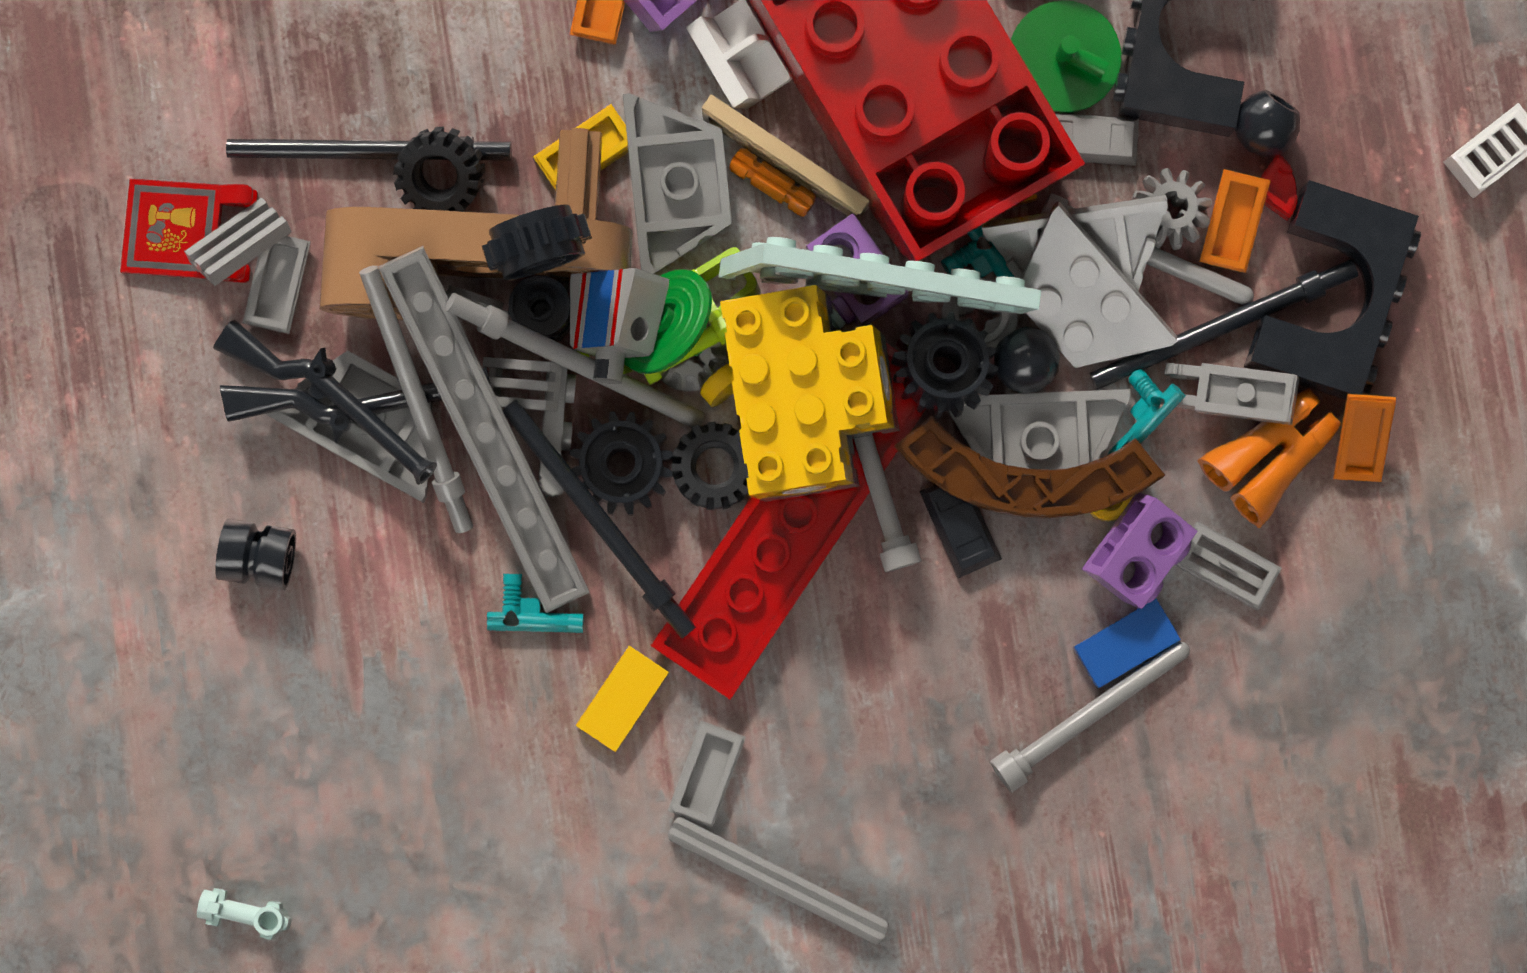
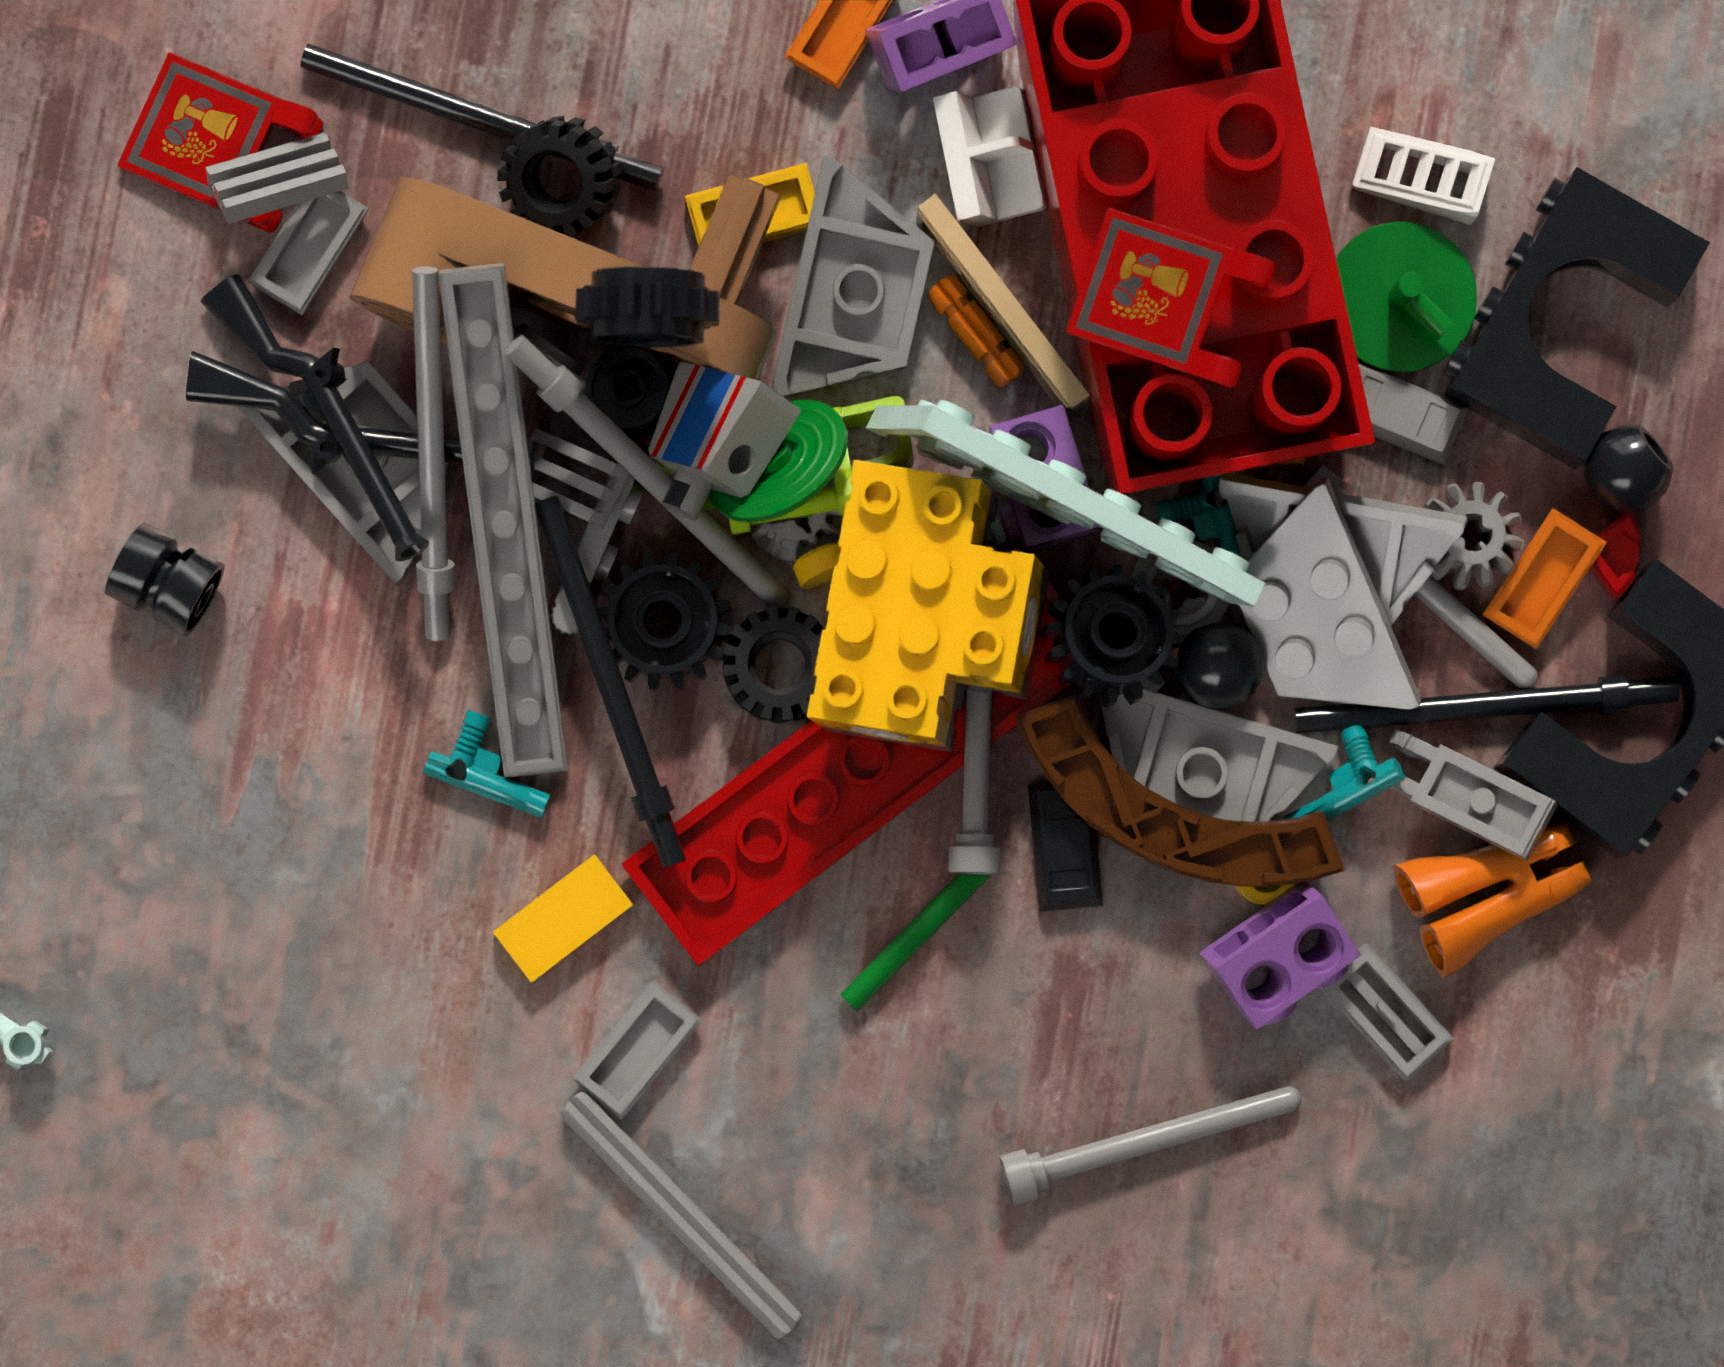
camera: 15 degrees right, 0 degrees up
(874, 628) = (912, 938): none -> green bar
(894, 109) = (1155, 292): none -> red flag
(1126, 643) = (1224, 1066): blue tile -> none
(1364, 437) = (1614, 909): orange tile -> none

